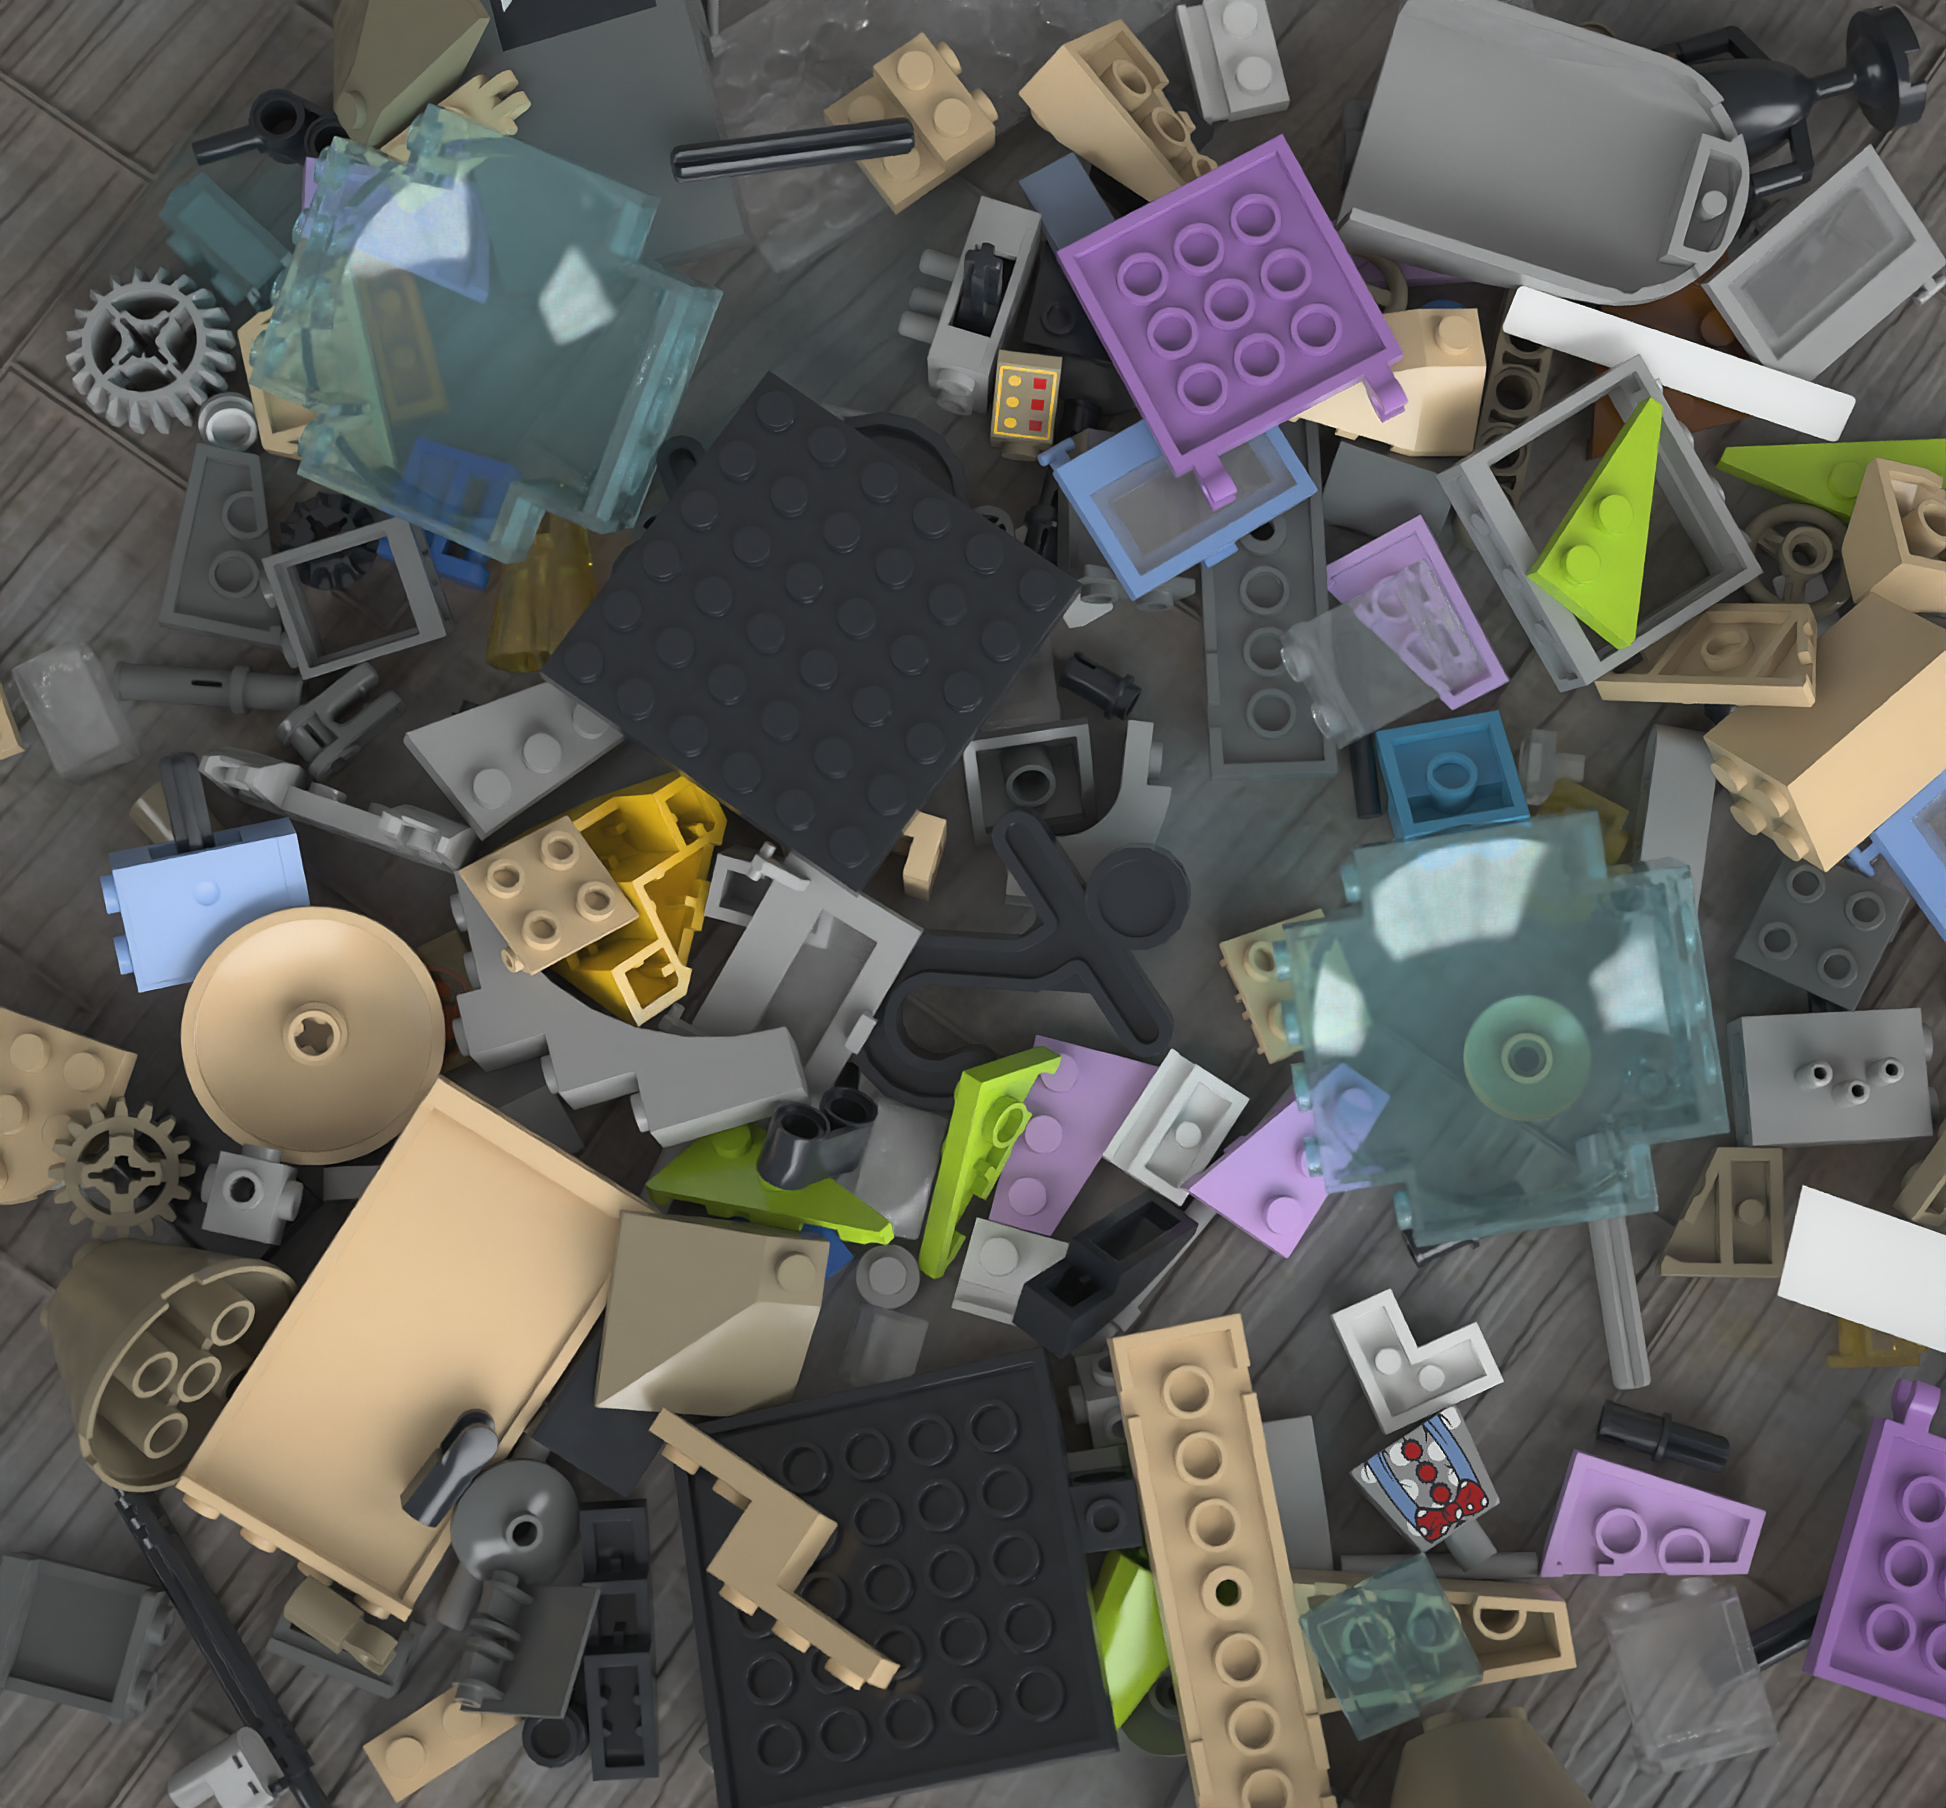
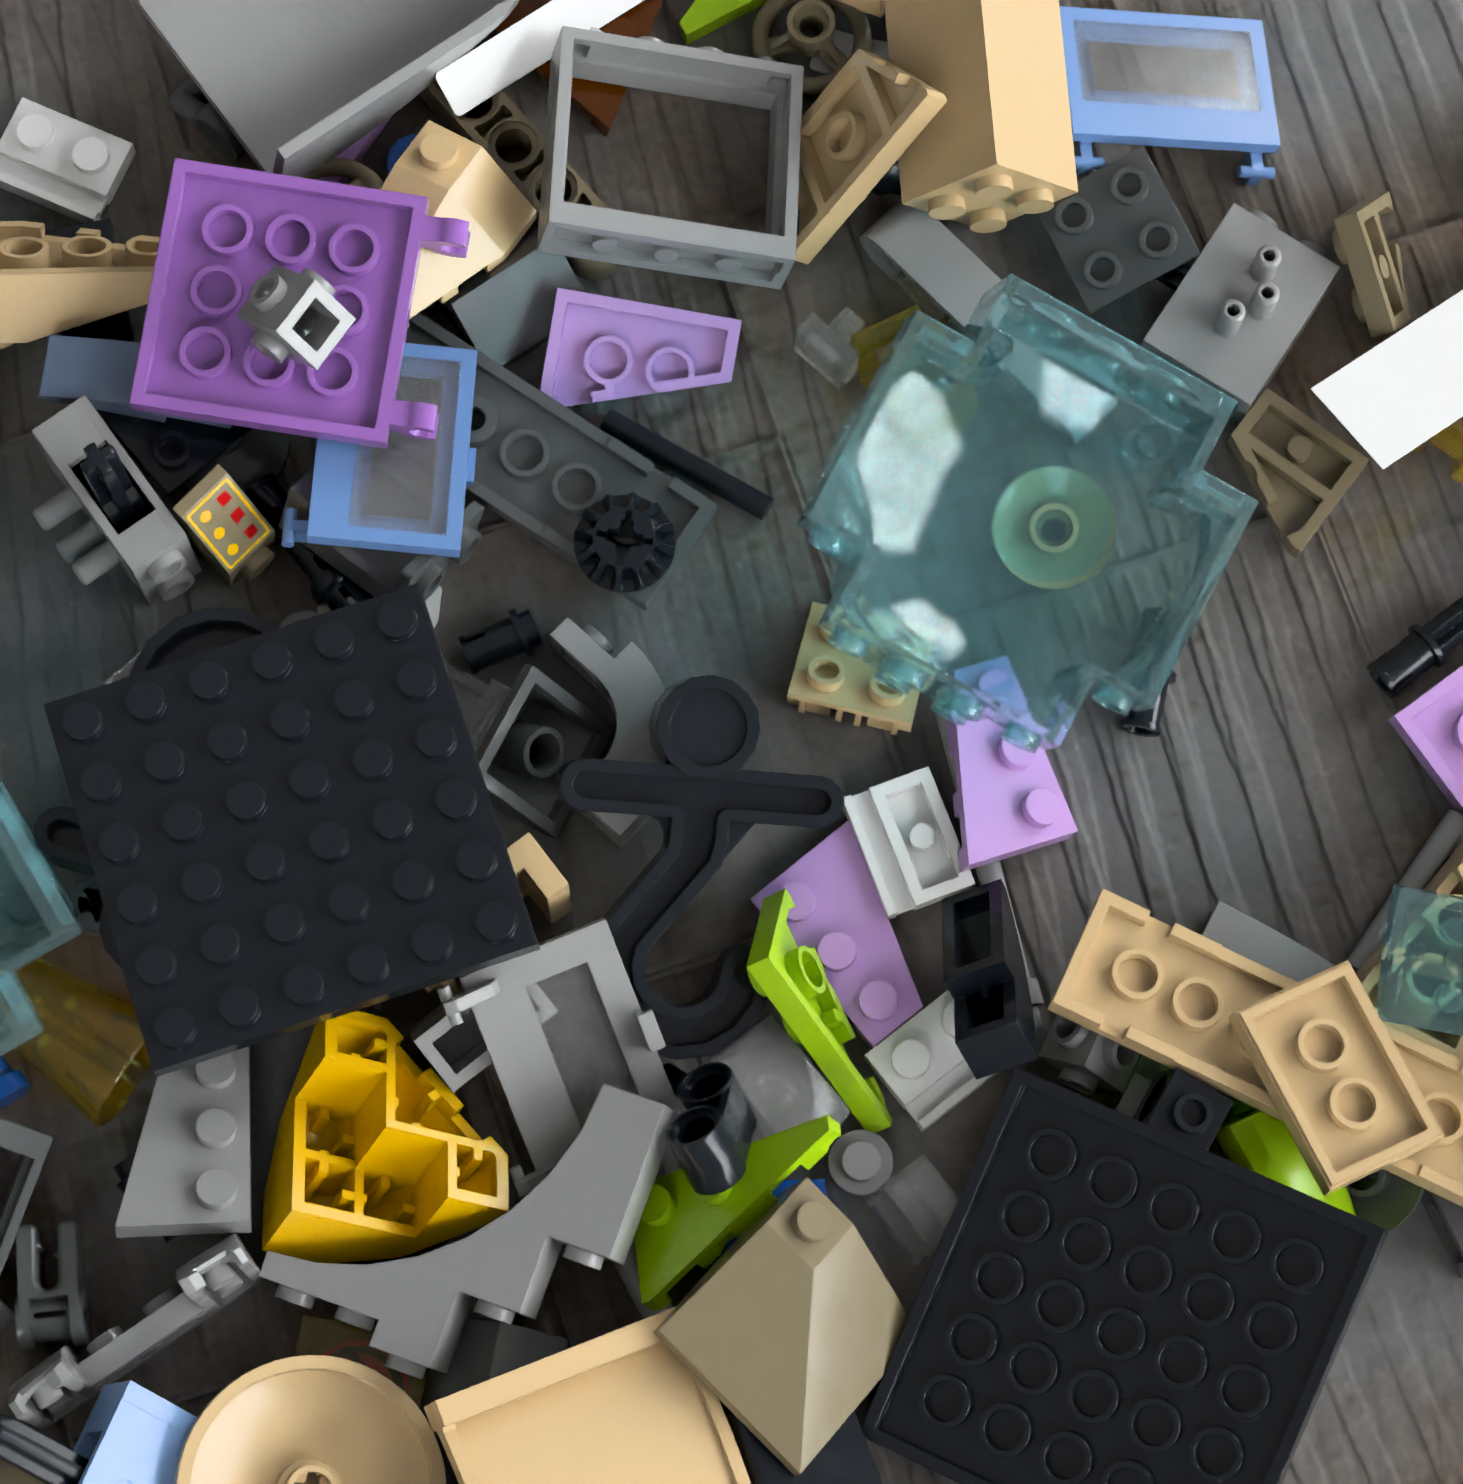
camera: 55 degrees left, 5 degrees down
(547, 896) = (345, 1205): tan hinge -> none
(772, 1553) = (1024, 1407): tan bracket -> none
(1217, 322) = (295, 316): none -> light grey brick
(1221, 1617) = (1336, 1077): none -> tan tile
(1239, 749) = (643, 563): none -> black gear
(1380, 655) = (649, 399): clear panel -> none
(1409, 1380) = (1231, 812): white plate -> none
(1433, 1488) = (1343, 849): torso -> none
(1449, 774) = (784, 422): dark azure plate -> none
(1601, 544) = (692, 166): lime wing -> none
(1619, 1303) = (1299, 601): light grey axle -> none

